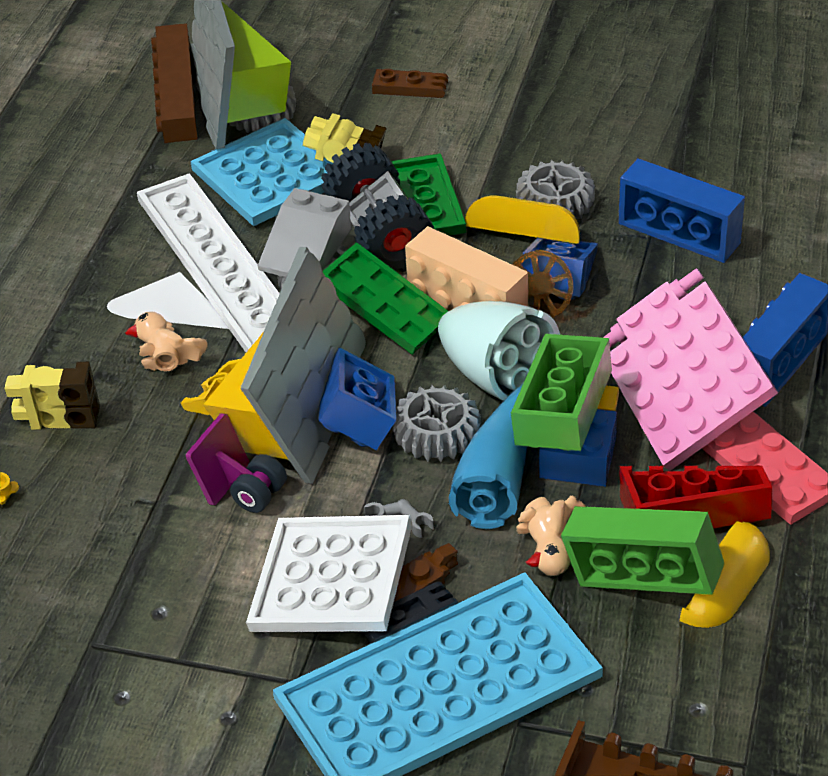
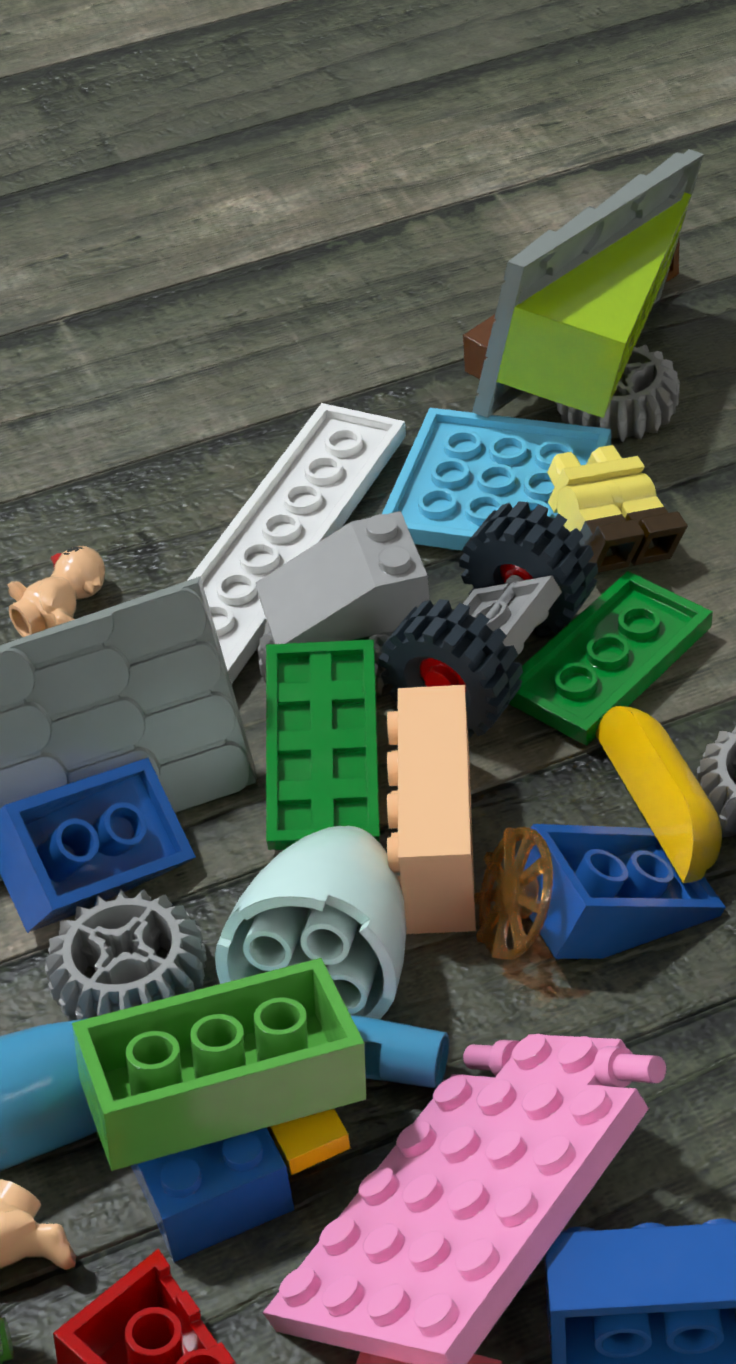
camera: 55 degrees right, 0 degrees up
(173, 299) = (154, 550): white sticker -> none

